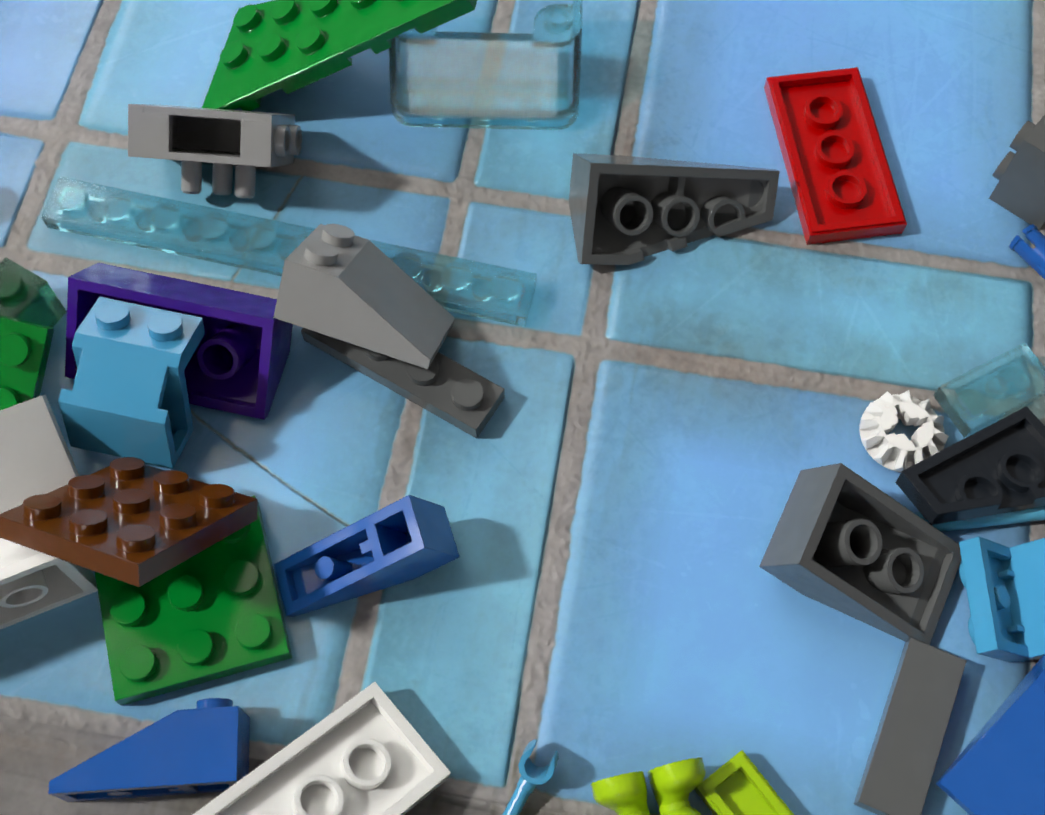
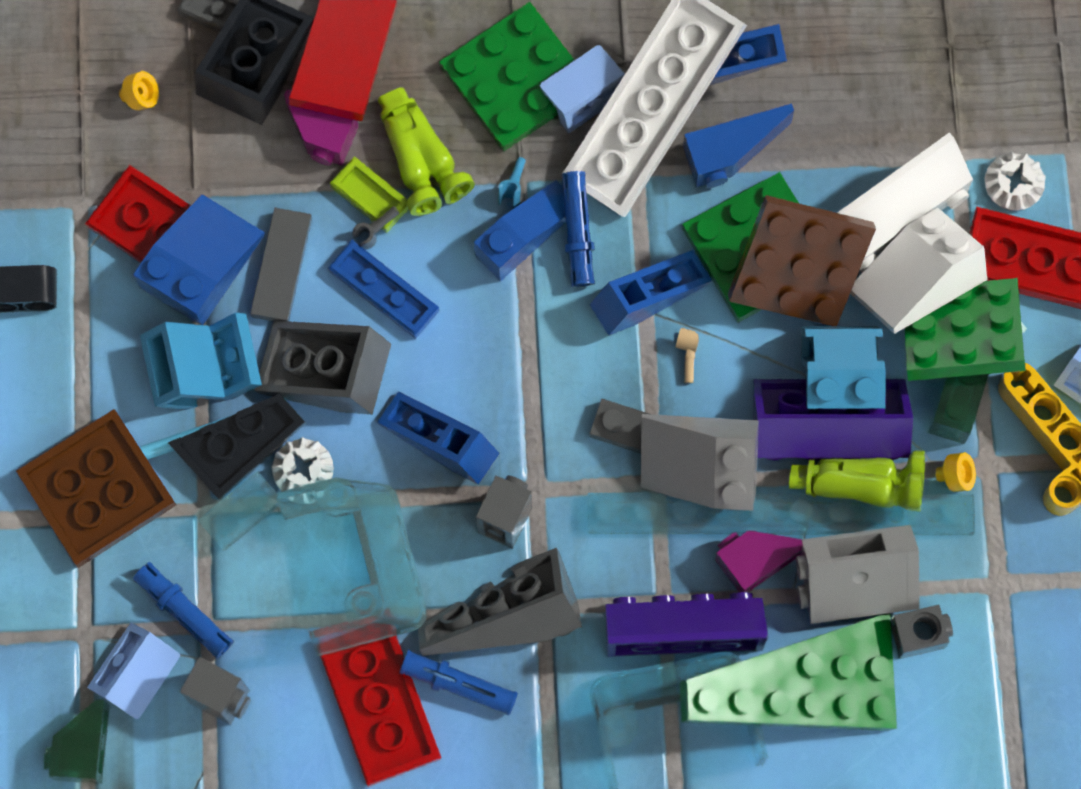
camera: 170 degrees right, 10 degrees up
(49, 242) = (957, 472): none -> yellow tile
(161, 241) = (864, 480): none -> lime piece
(170, 79) = (908, 643): none -> dark grey brick
(331, 193) = (755, 557): none -> magenta slope
(333, 482) = (688, 341): none -> tan hand
(446, 127) = (685, 626): none -> dark purple slope
(450, 653) = (578, 232): none -> blue pin
(524, 697) = (521, 231): none -> blue slope
(643, 293) = (504, 510): none -> dark grey brick
(712, 422) = (440, 437): none -> blue slope
(751, 146) = (502, 699): none -> blue pin
(758, 661) = (383, 289): none -> blue tile
(758, 754) = (374, 227): none -> dark grey hand
(812, 314) = (395, 597): none -> clear light blue windscreen

